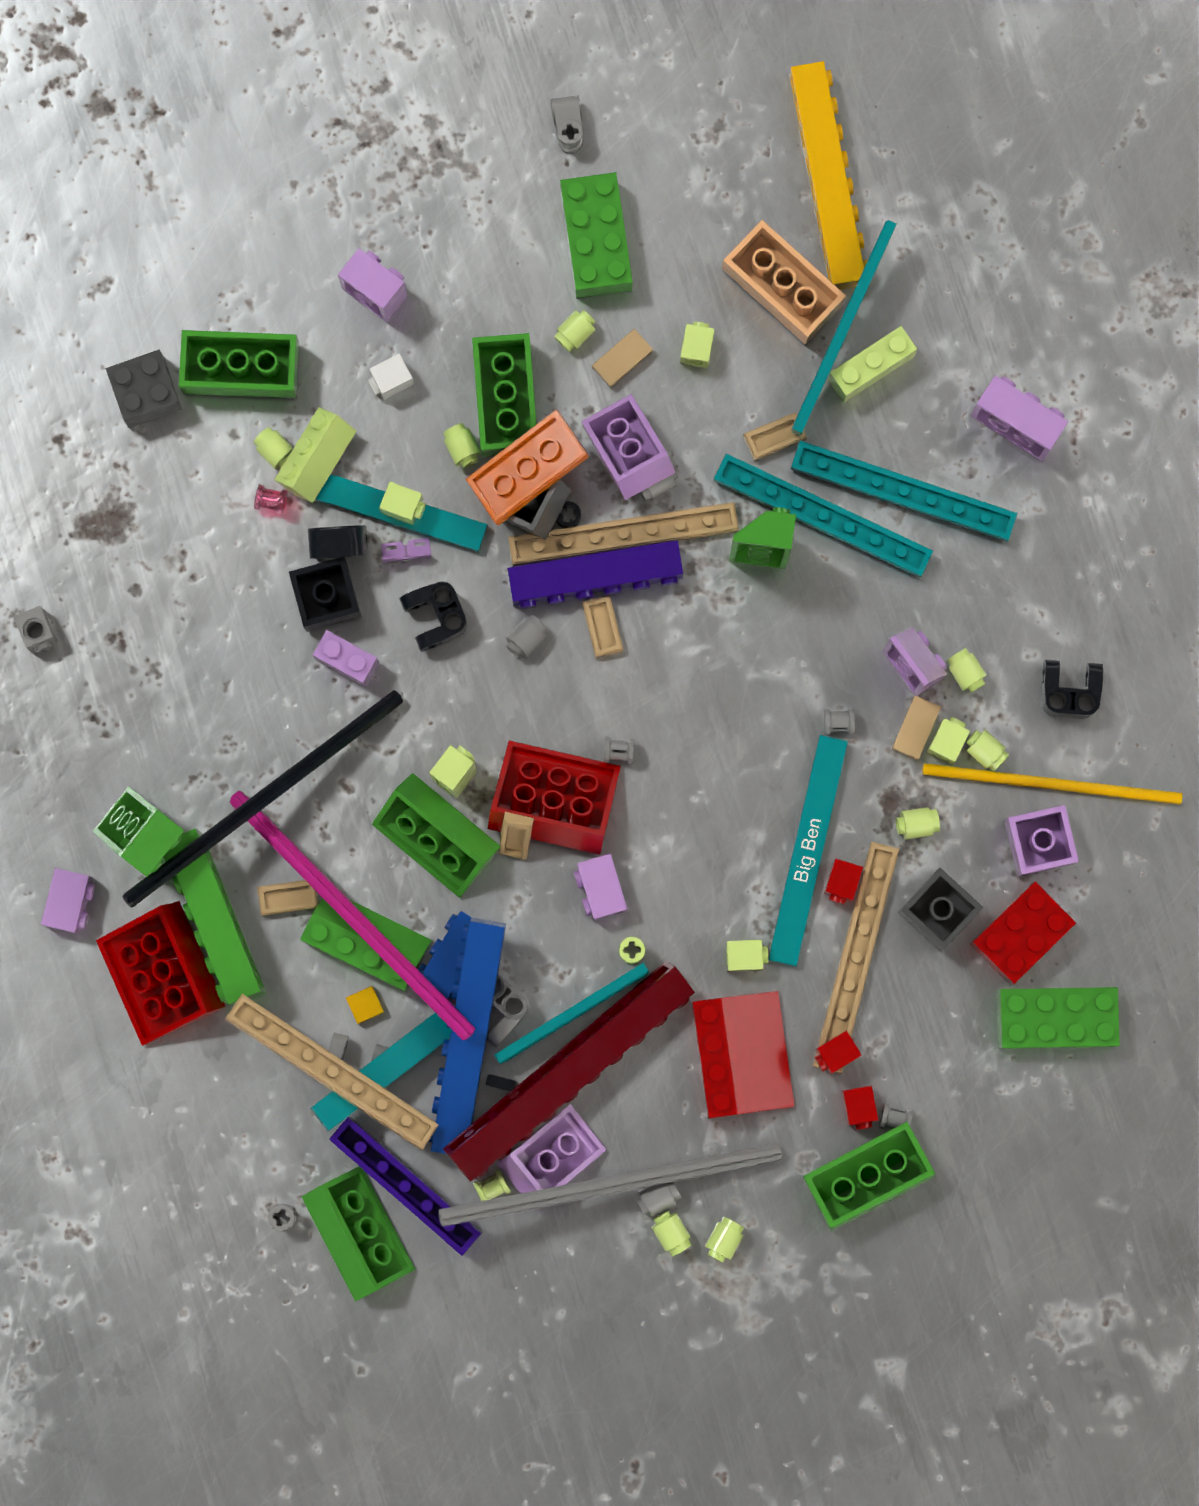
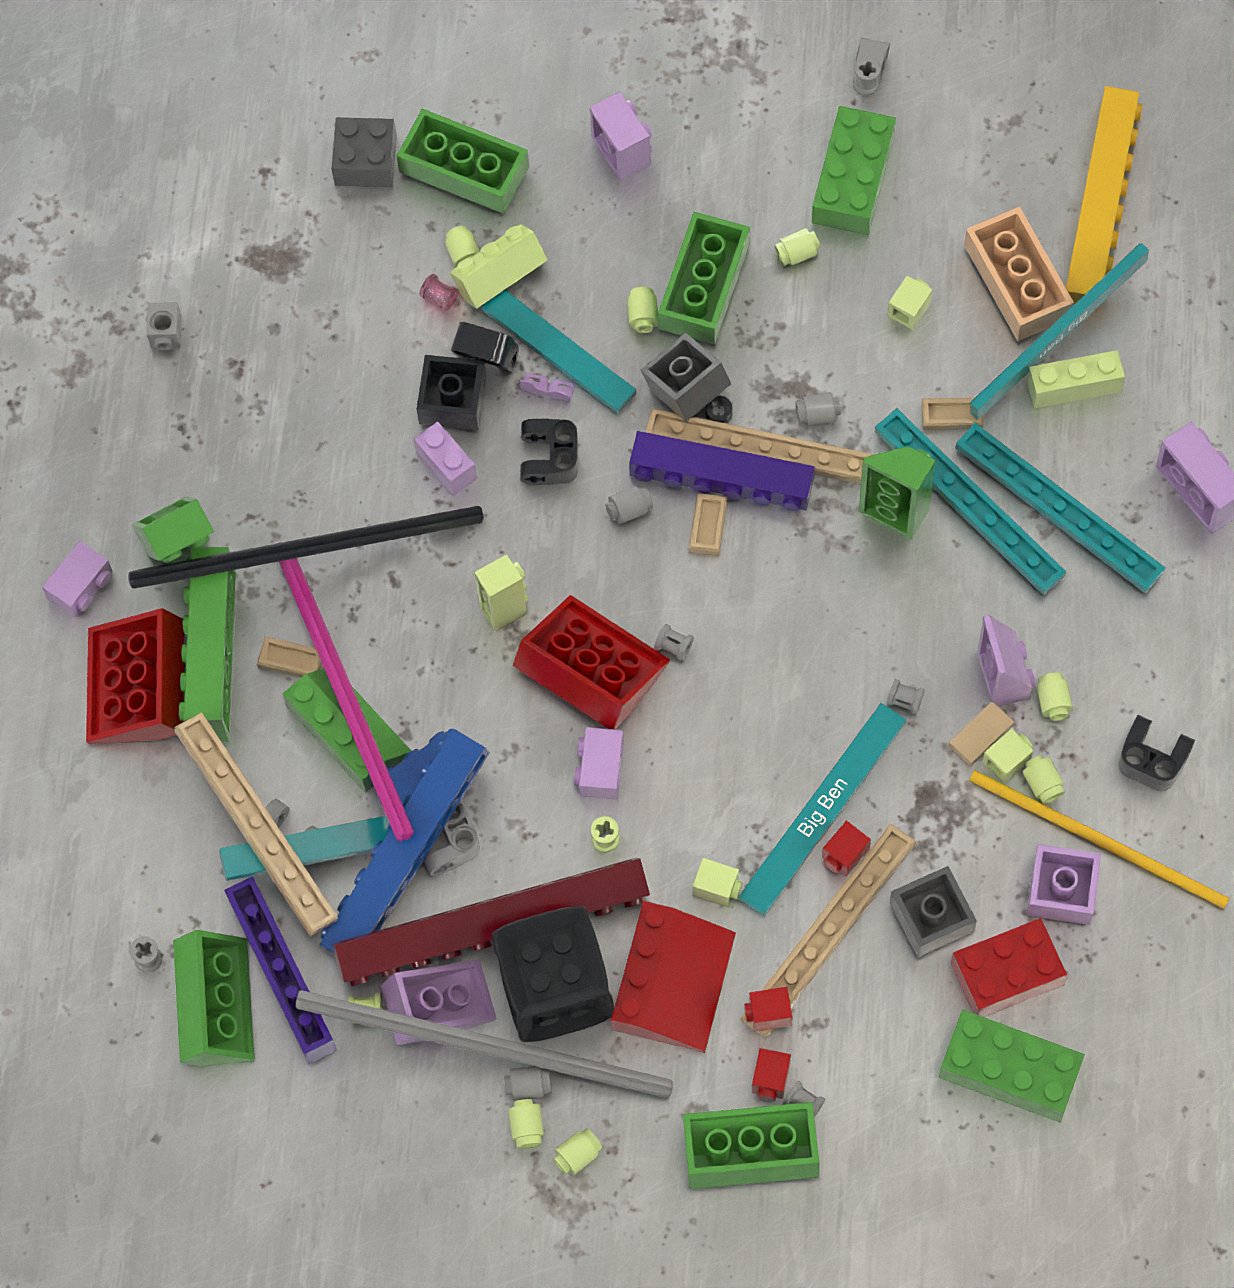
camera: 25 degrees right, 15 degrees down
(365, 1005) = (319, 787): yellow tile -> none
(390, 377) = (601, 225): white brick -> none
(402, 503) = (561, 337): yellowish green brick -> none
(435, 835) = (459, 652): bright green slope -> none
(500, 1082) = (416, 907): black tile -> none
(516, 835) = (536, 679): tan tile -> none
(527, 467) = (695, 341): orange tile -> none
(571, 1013) = (517, 871): teal tile -> none
(622, 358) = (832, 290): tan tile -> none
(628, 447) = (802, 363): lavender brick -> none
(645, 1100) = (553, 974): none -> black piece
(918, 823) = (945, 823): yellowish green brick -> none

